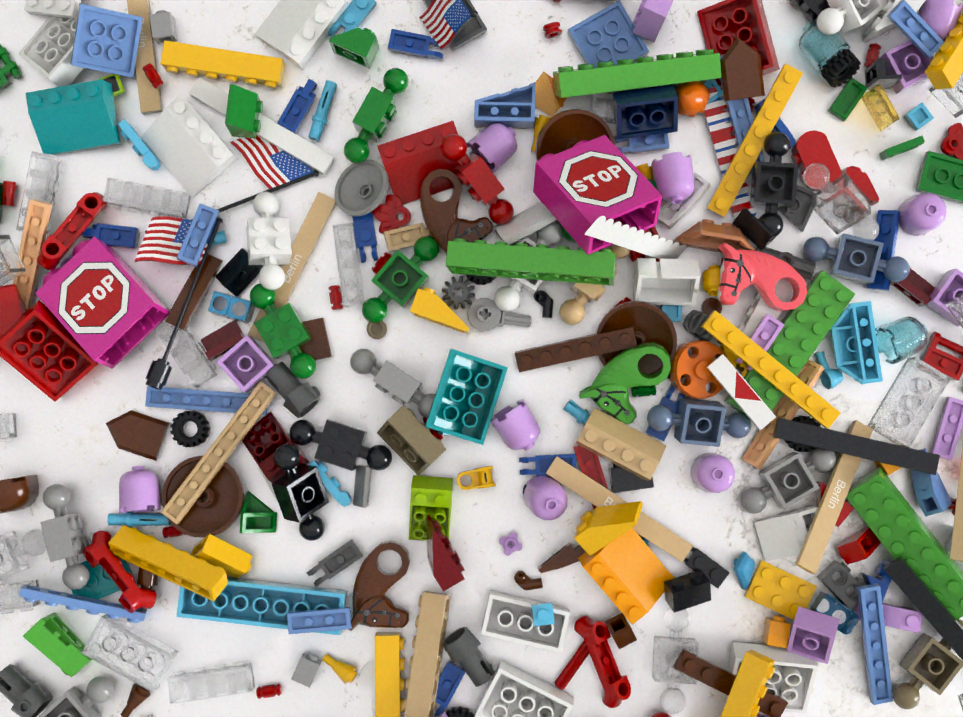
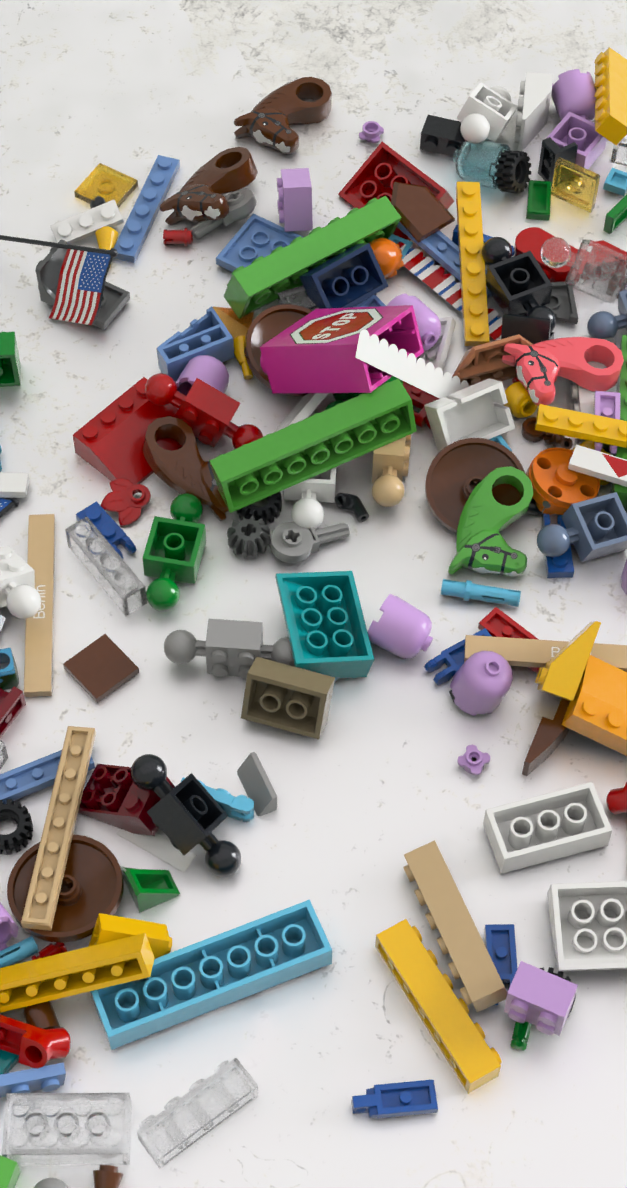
camera: 30 degrees left, 30 degrees down
(246, 363) = (40, 717): lavender brick -> none
(268, 691) = (280, 1086): red piece -> none
(283, 331) = (66, 660): green brick -> none
(298, 396) = (124, 721): dark grey piece -> none
(306, 669) = (314, 1028): light grey brick -> none
(319, 620) = (296, 939): medium blue plate -> none
(335, 297) = (108, 608): red piece -> none
(337, 561) = (277, 882): dark grey hinge -> none
(340, 445) = (208, 748): black brick -> none
(345, 671) = (362, 1006): yellow cone -> none
(361, 188) = (77, 483): light grey dish -> none
(370, 602) = (344, 904): reddish brown animal -> none
(375, 114) = (54, 411): green brick -> none
(377, 330) = (176, 618): dark tan tile -> none
(381, 262) = (140, 551): red piece -> none
(405, 236) = (158, 506): tan plate -> none
(413, 44) = (60, 339): blue hinge -> none
(432, 308) = (240, 558): yellow slope -> none
(433, 498) = (356, 769): lime slope -> none
(442, 558) = (399, 797): dark red slope -> none
(463, 649) = (496, 896): dark grey piece -> none
(477, 478) = (391, 707): yellow piece -> none
(527, 583) = (517, 793): reddish brown arm -> none
(543, 614) = (562, 796): medium azure plate -> none
(552, 30) = (199, 266): red bush -> none
(576, 348) = (414, 526): reddish brown plate -> none
(621, 444) = (530, 590): tan slope -> none
(625, 481) = (563, 619): black brick -> none
(643, 391) = (518, 535): green piece -> none
(693, 325) = (531, 442): dark grey gear -> none
(872, 54) = (534, 153): red piece -> none
(915, 29) = (560, 102): medium blue plate -> none

